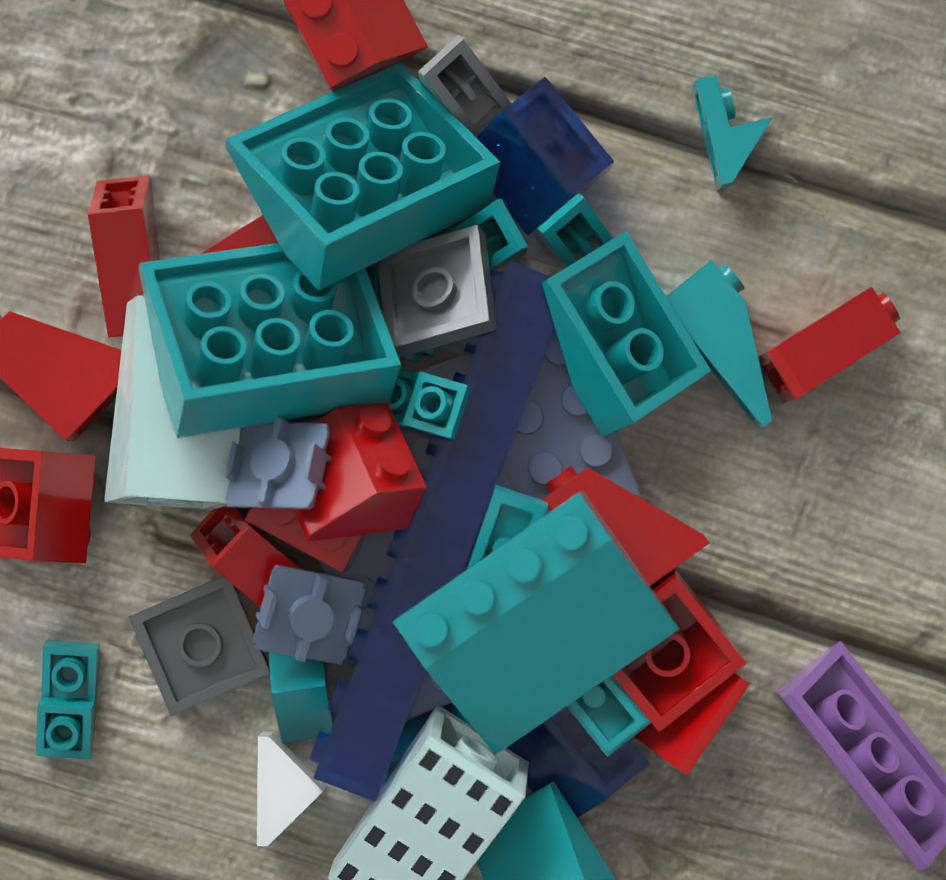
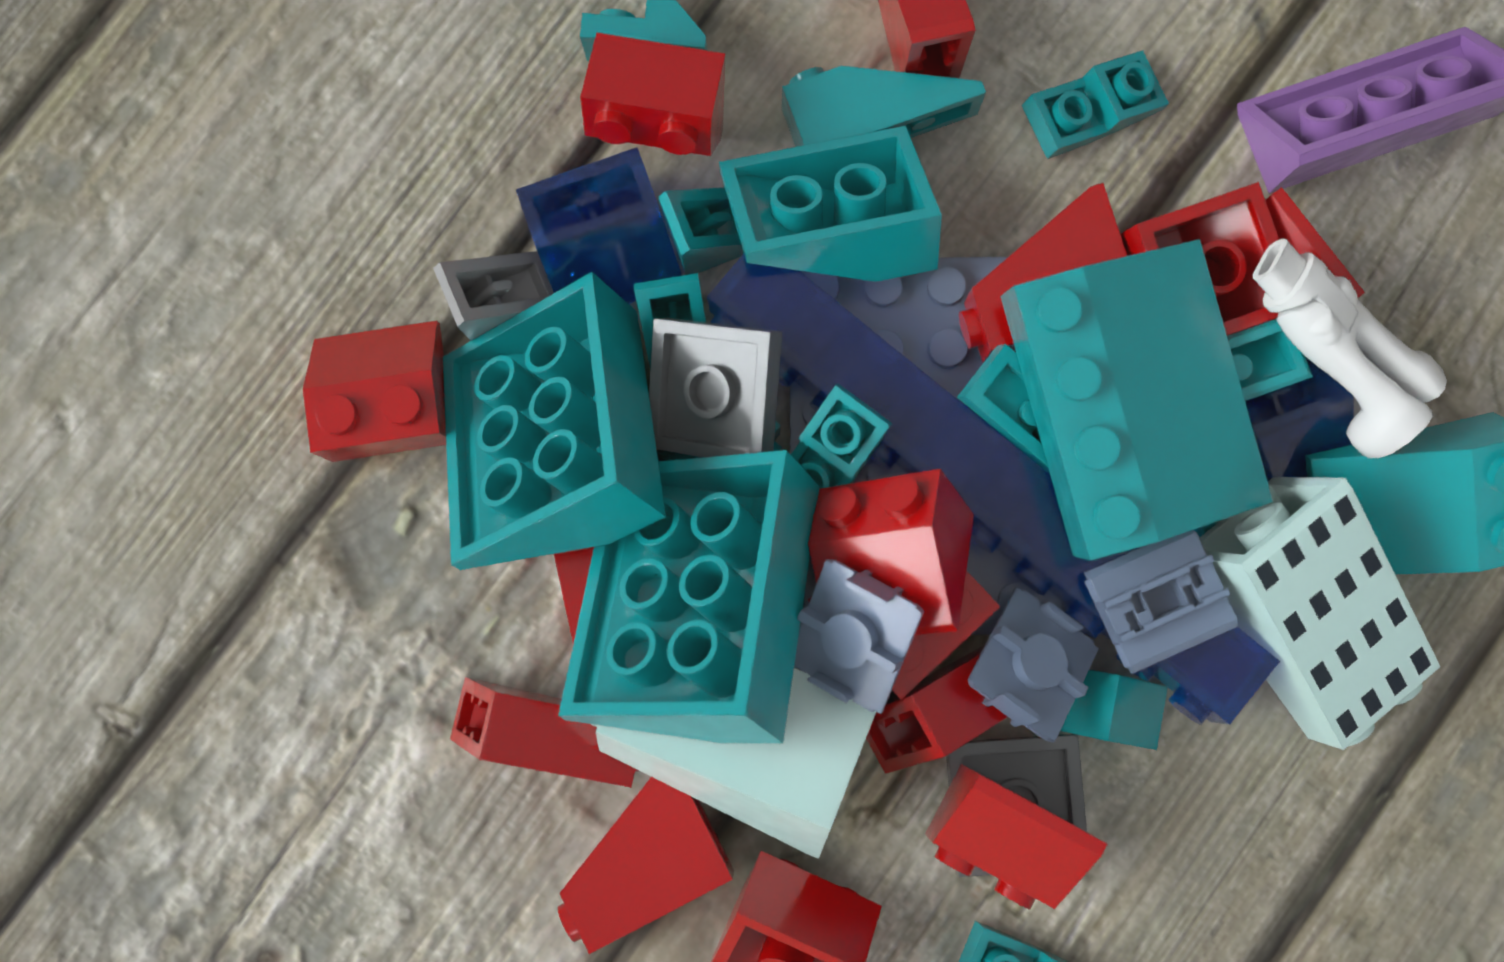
camera: 70 degrees left, 5 degrees down
(169, 640) = (1012, 840): none -> red slope
(283, 787) = (1215, 763): white slope -> none
(388, 692) = (1160, 600): none -> sand blue piece
(647, 746) = (1353, 347): none -> white piece
(657, 161) = (654, 95): none -> red slope
(797, 522) = (1095, 105): none -> teal slope

